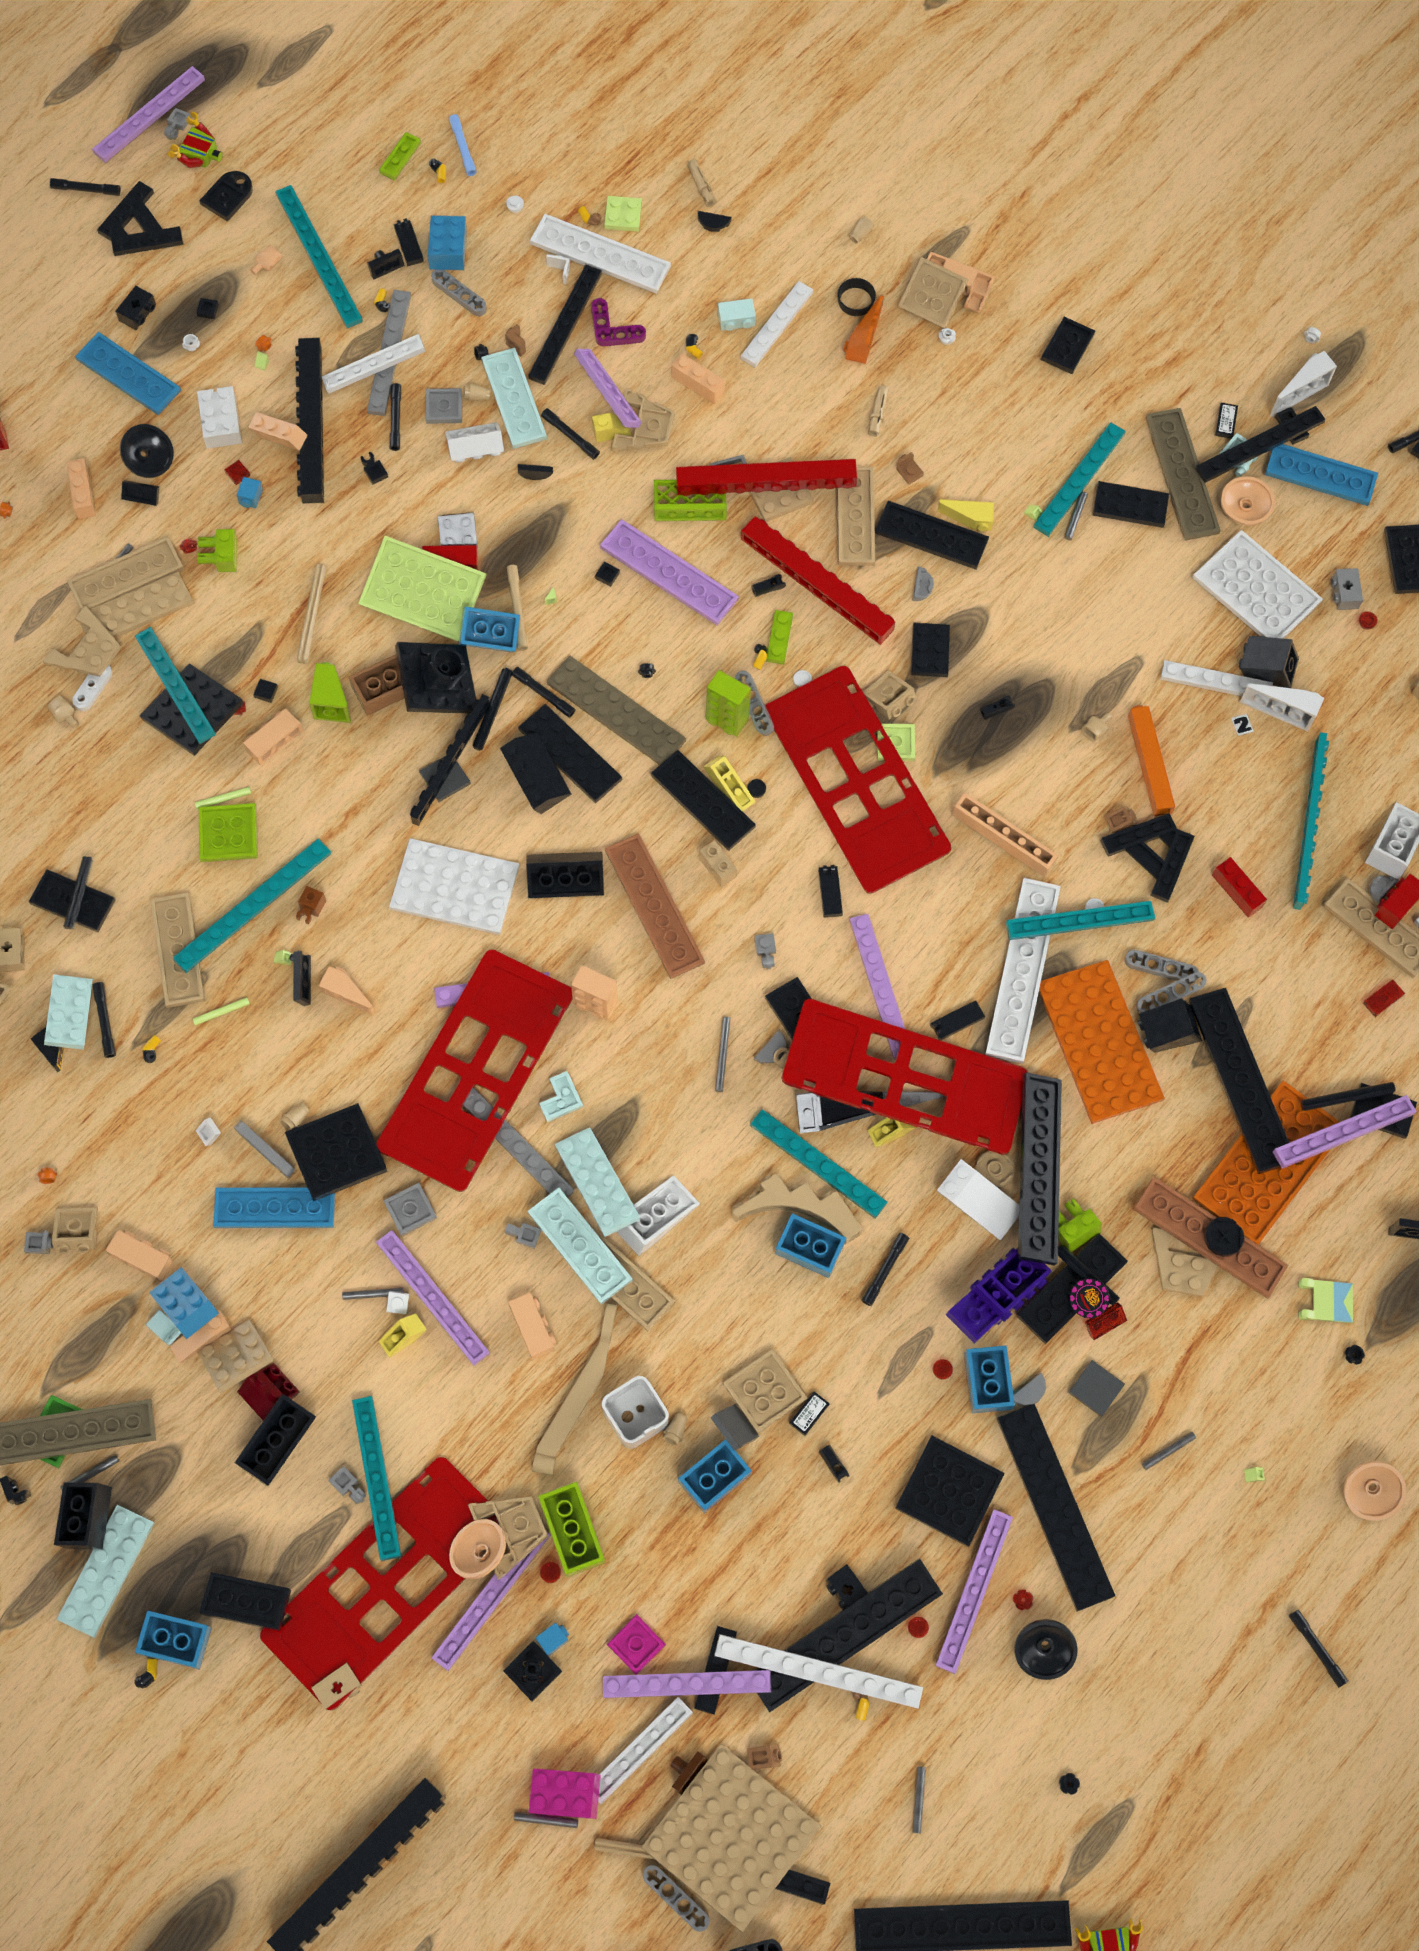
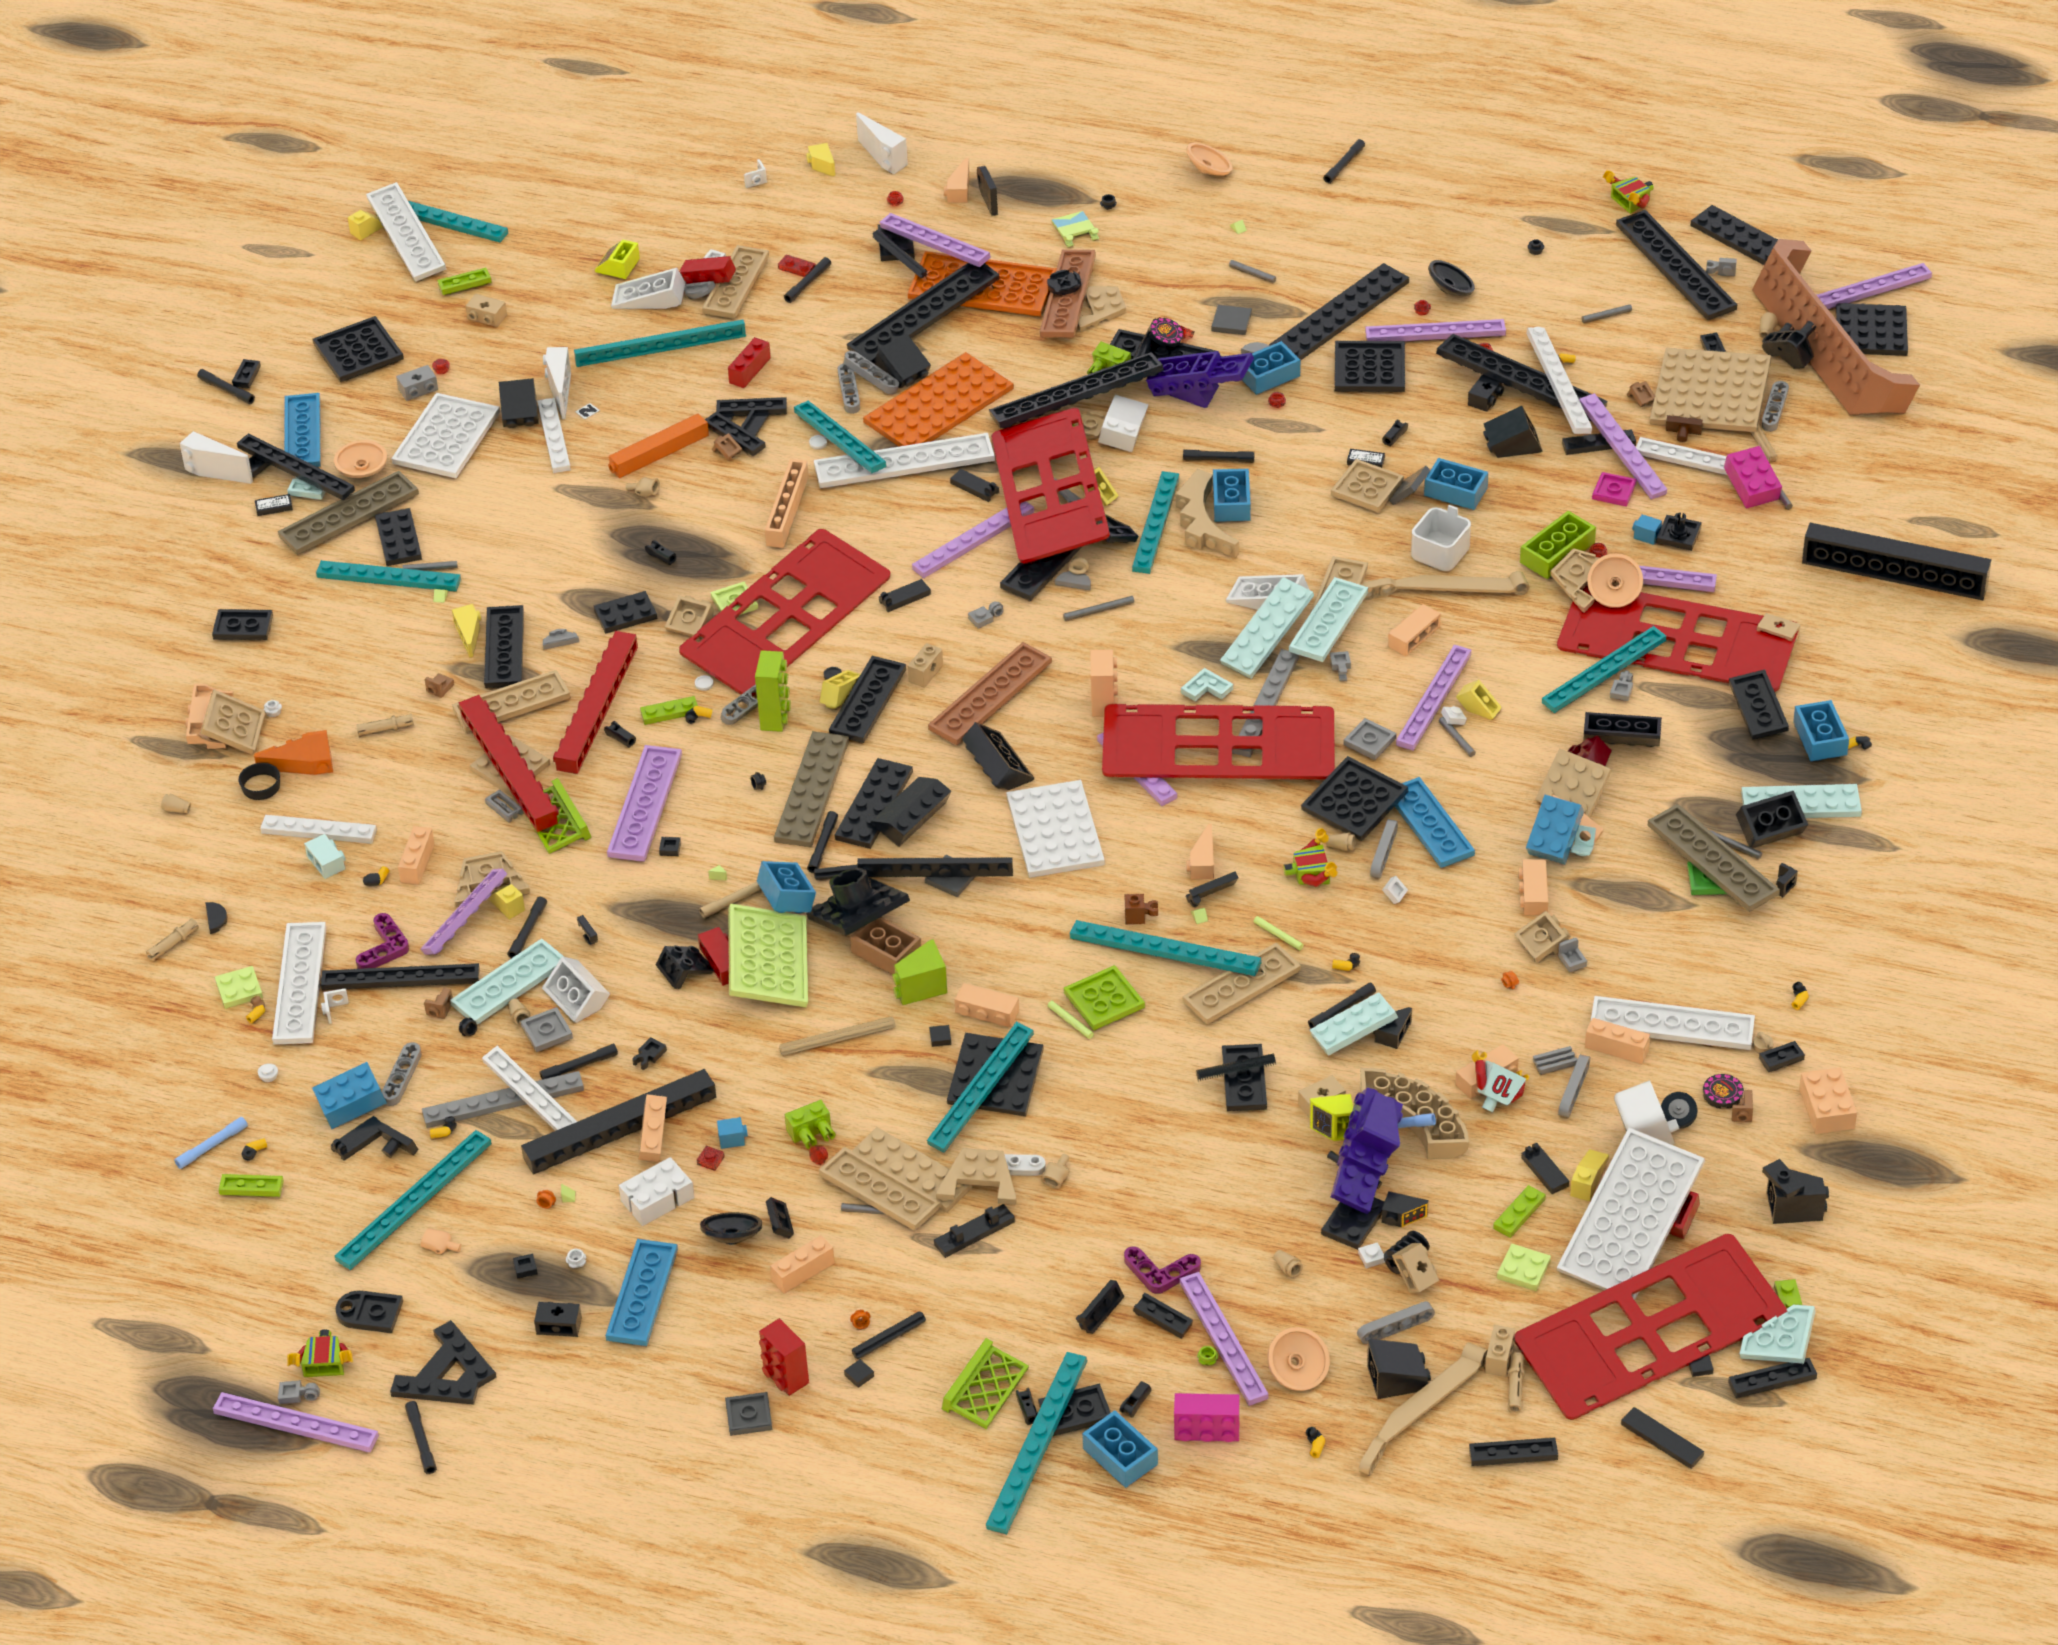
camera: 110 degrees left, 25 degrees down
(43, 625) = (974, 1230): none -> black hinge
(277, 1074) = (1311, 863): none -> torso
(762, 1578) = (1512, 434): none -> black slope
(1312, 335) = (150, 477): white plate -> none
(1368, 1016) = (819, 268): none -> black piece

